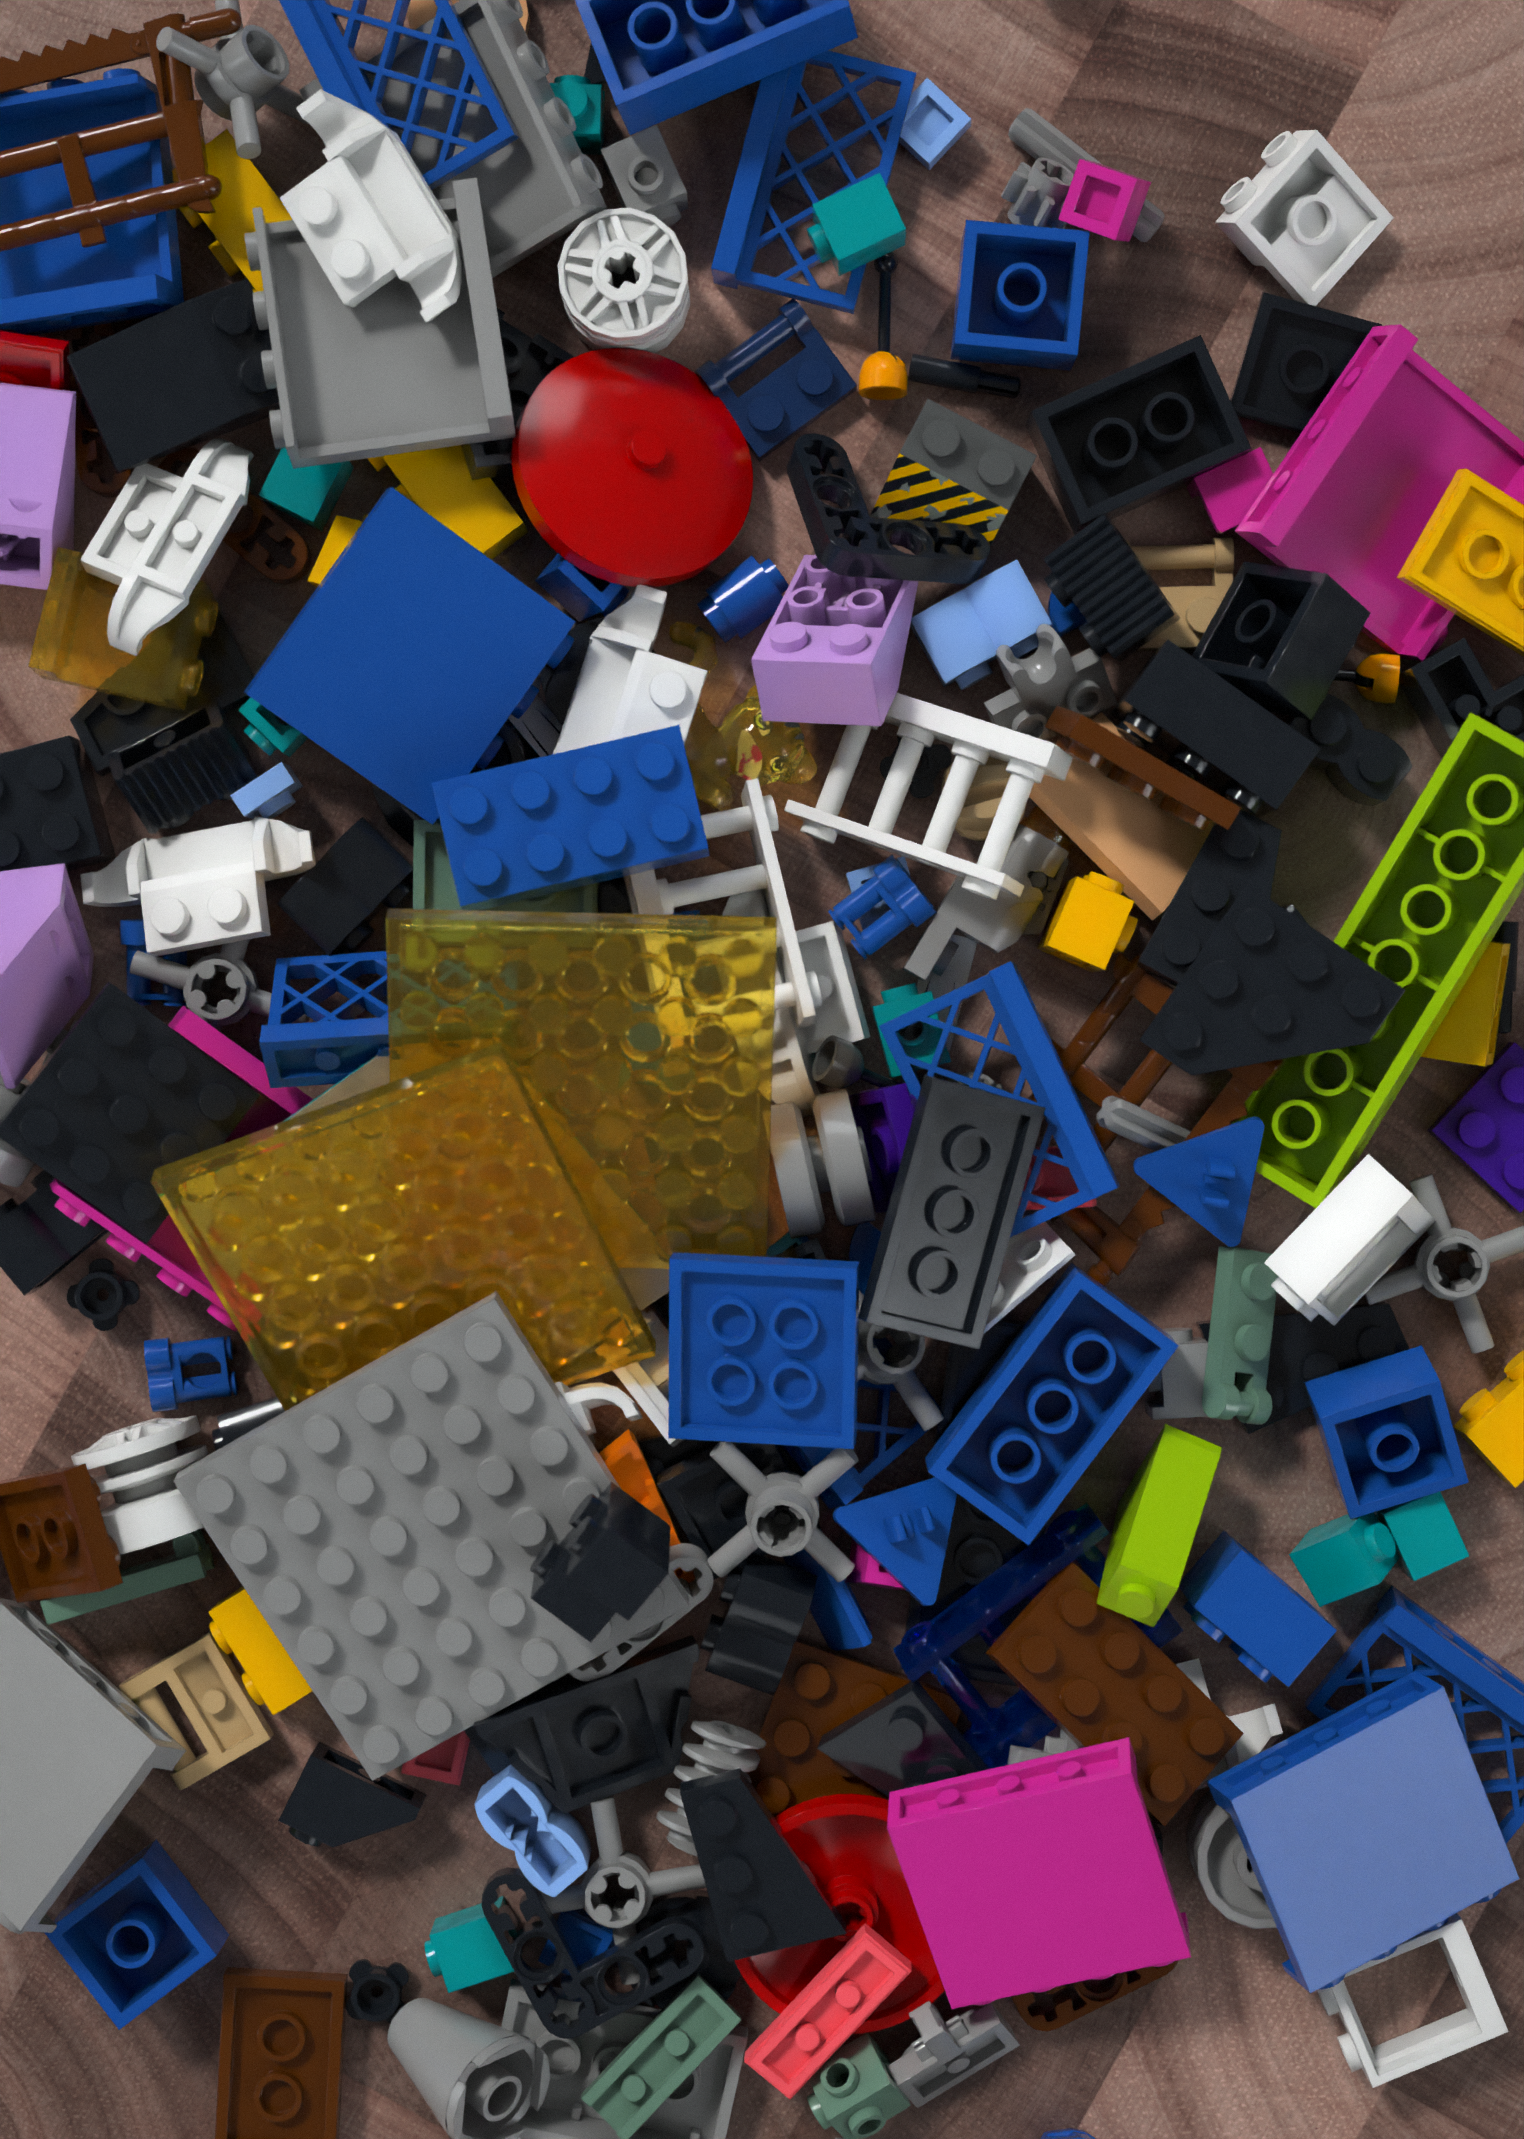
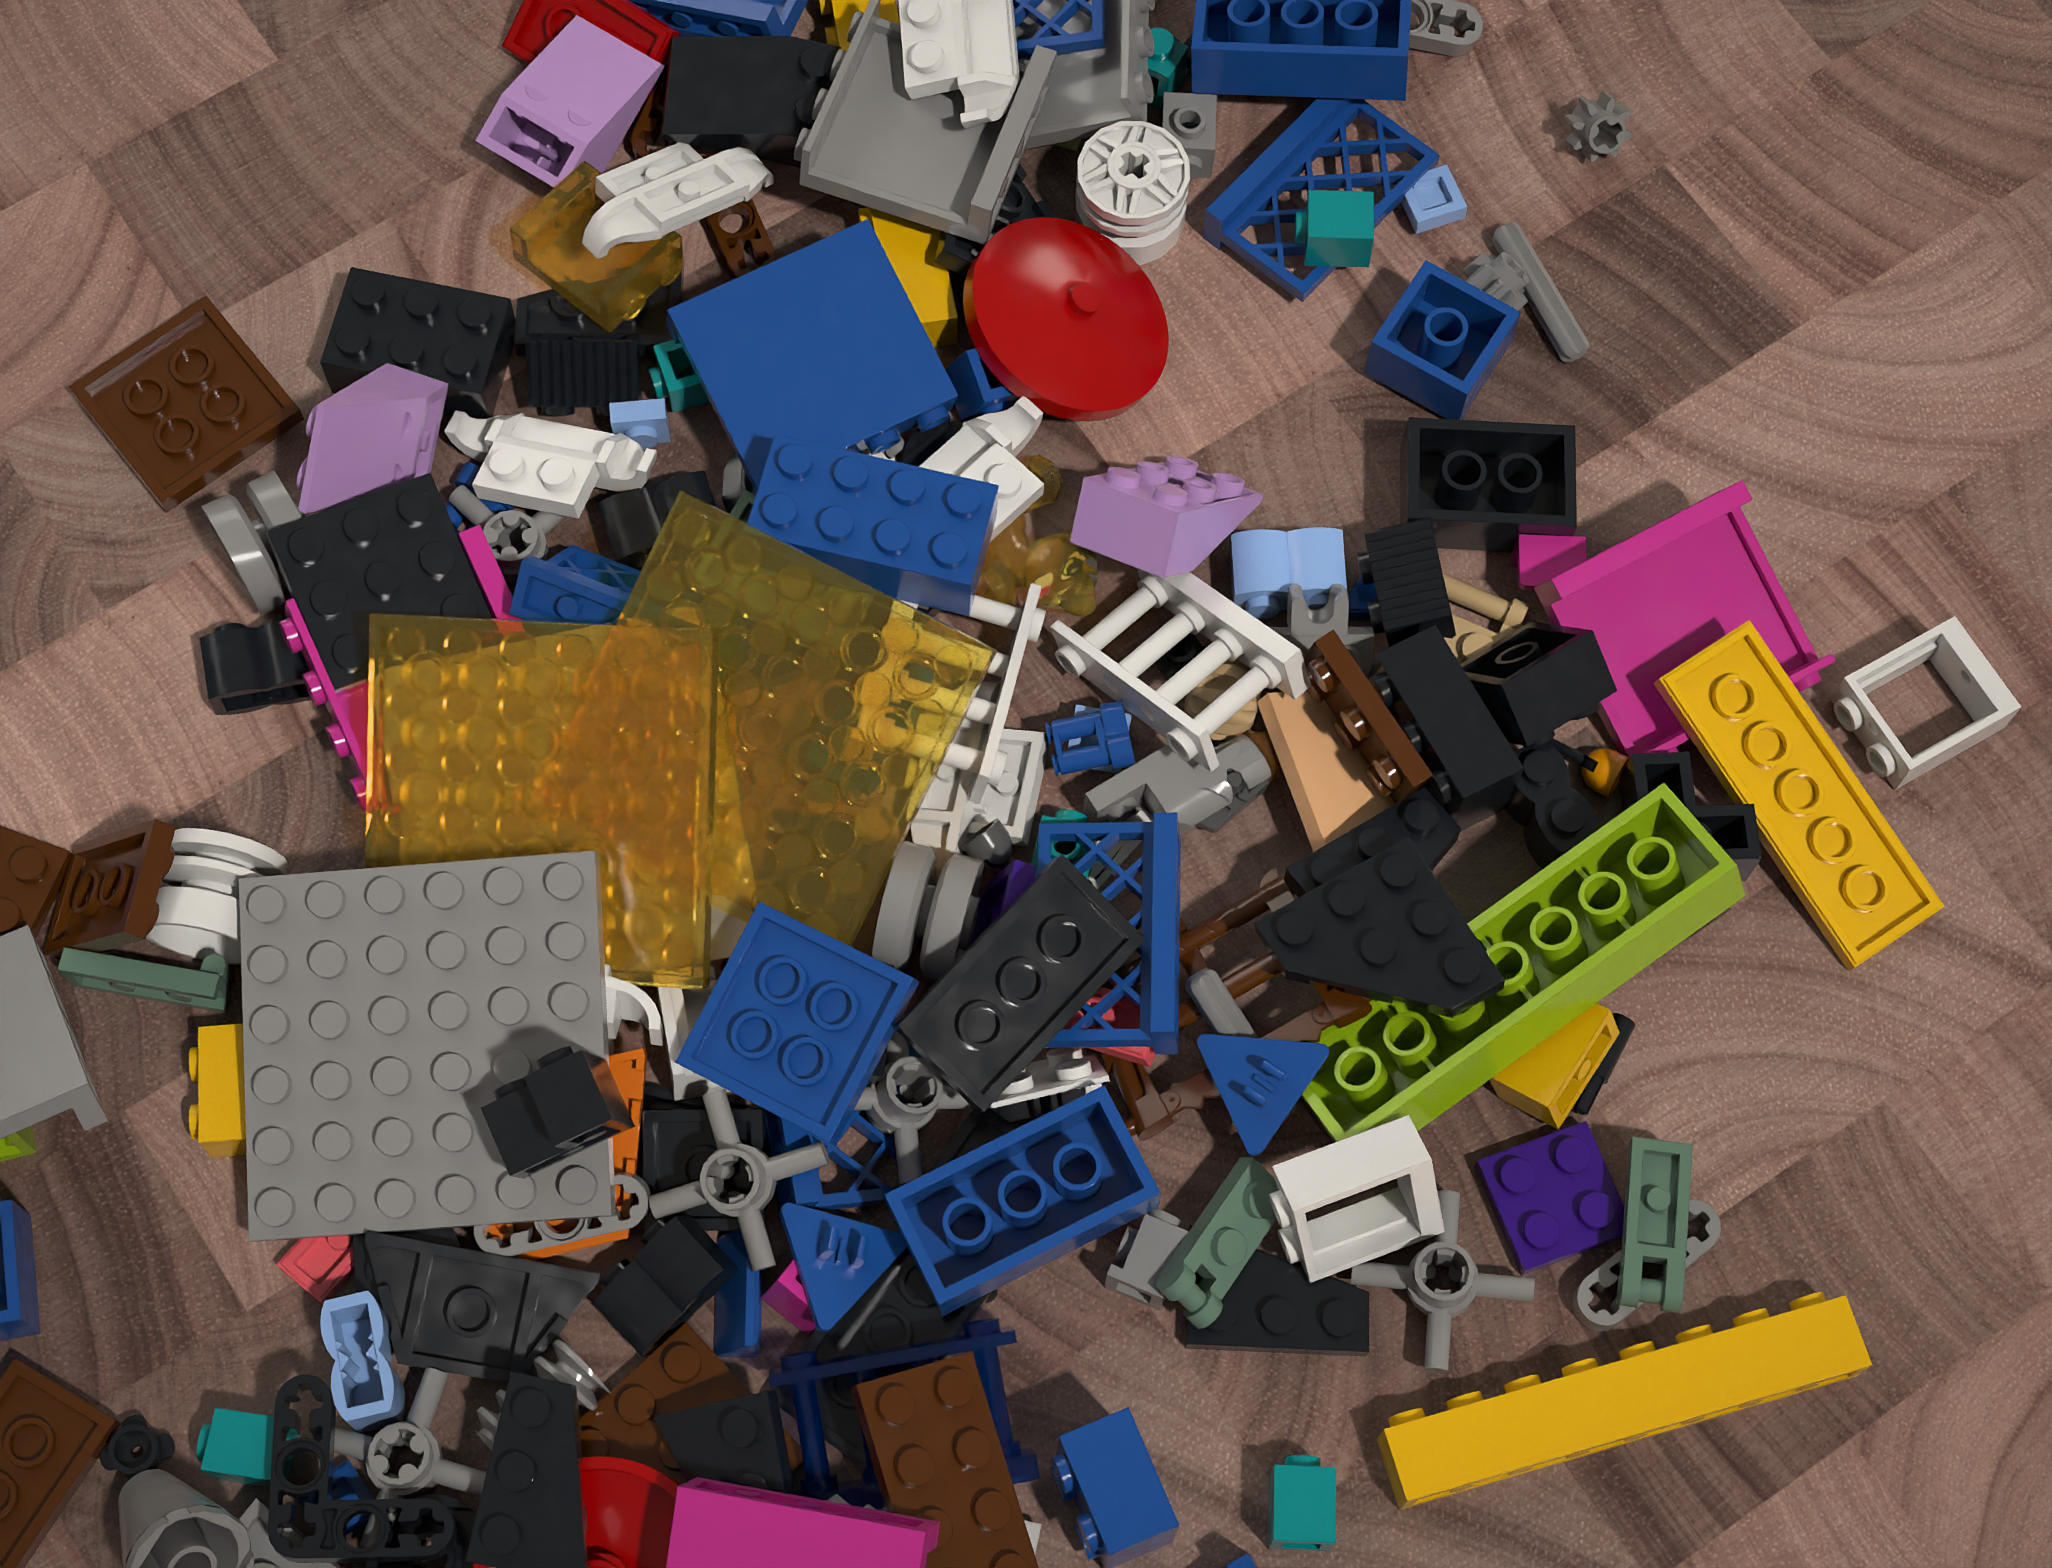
camera: 25 degrees right, 20 degrees down
(85, 1294) = (268, 726): black plate -> none
(166, 1375) = (286, 825): blue piece -> none
(213, 1702) = (153, 1120): tan plate -> none
(307, 491) = (802, 217): teal brick -> none
(341, 1802) = (211, 1258): black slope -> none
(743, 598) = (1098, 453): blue brick -> none
(789, 395) = (1219, 339): dark blue plate -> none
(866, 549) = (1212, 440): black beam -> none
(883, 373) = (1302, 355): hinge -> none
(954, 474) = (1318, 457): slope -> none
(961, 377) = (1365, 388): black pin -> none
(1089, 922) = (1257, 831): yellow brick -> none
(1104, 200) = (1546, 300): dark pink panel -> none
(1157, 1525) = (1064, 1360): lime slope -> none
(1293, 360) = (1641, 490): black plate -> none
(1303, 215) = (1702, 394): white plate -> none
(1344, 1557) = (1221, 1490): teal brick -> none
(1386, 1432) = (1312, 1391): blue brick -> none

